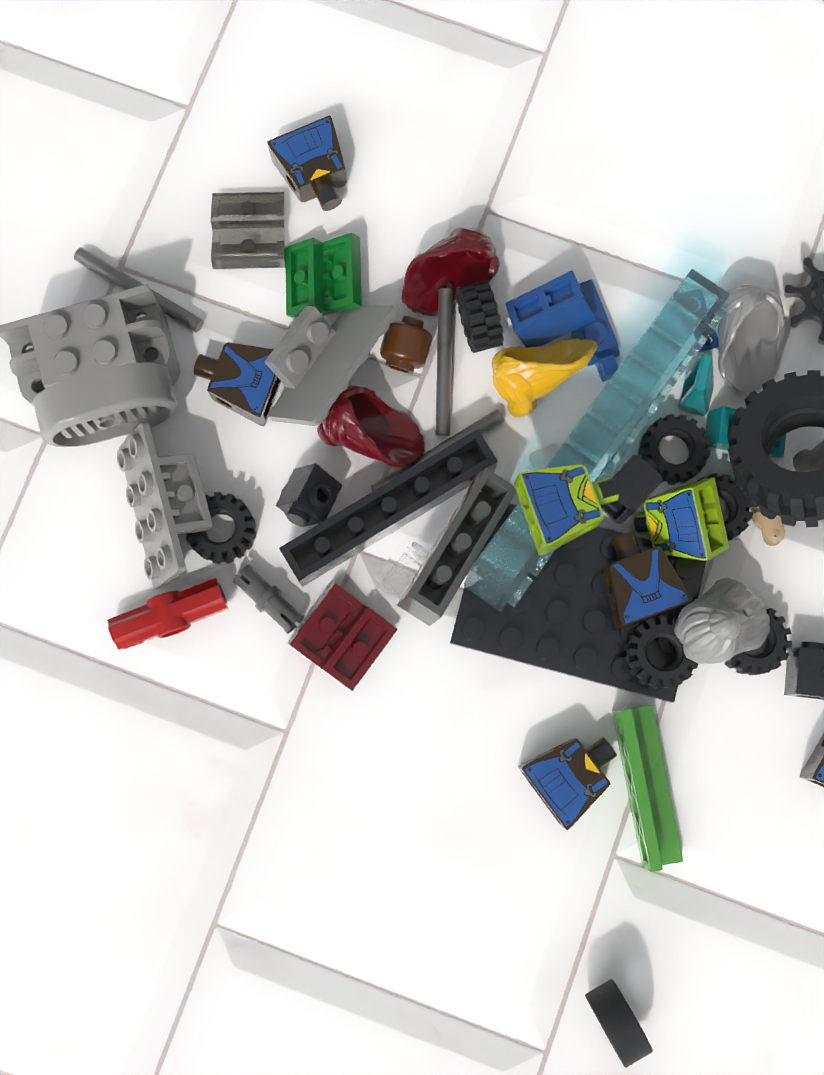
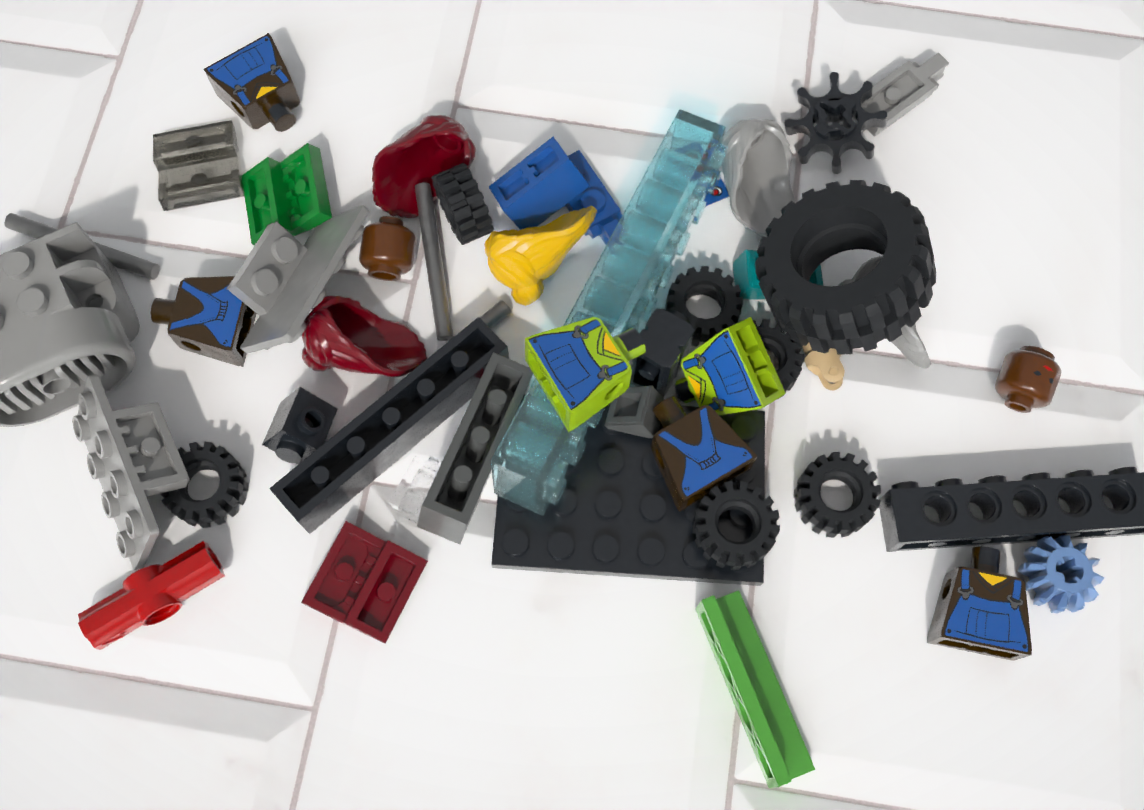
camera: 10 degrees left, 10 degrees down
(268, 599) = (270, 555): dark grey pin -> none
(569, 778) = (659, 694): torso -> none
(598, 540) = (634, 412): none -> dark grey slope
(698, 387) = (715, 234): teal slope -> none
(722, 623) = (796, 477): light grey hair -> none

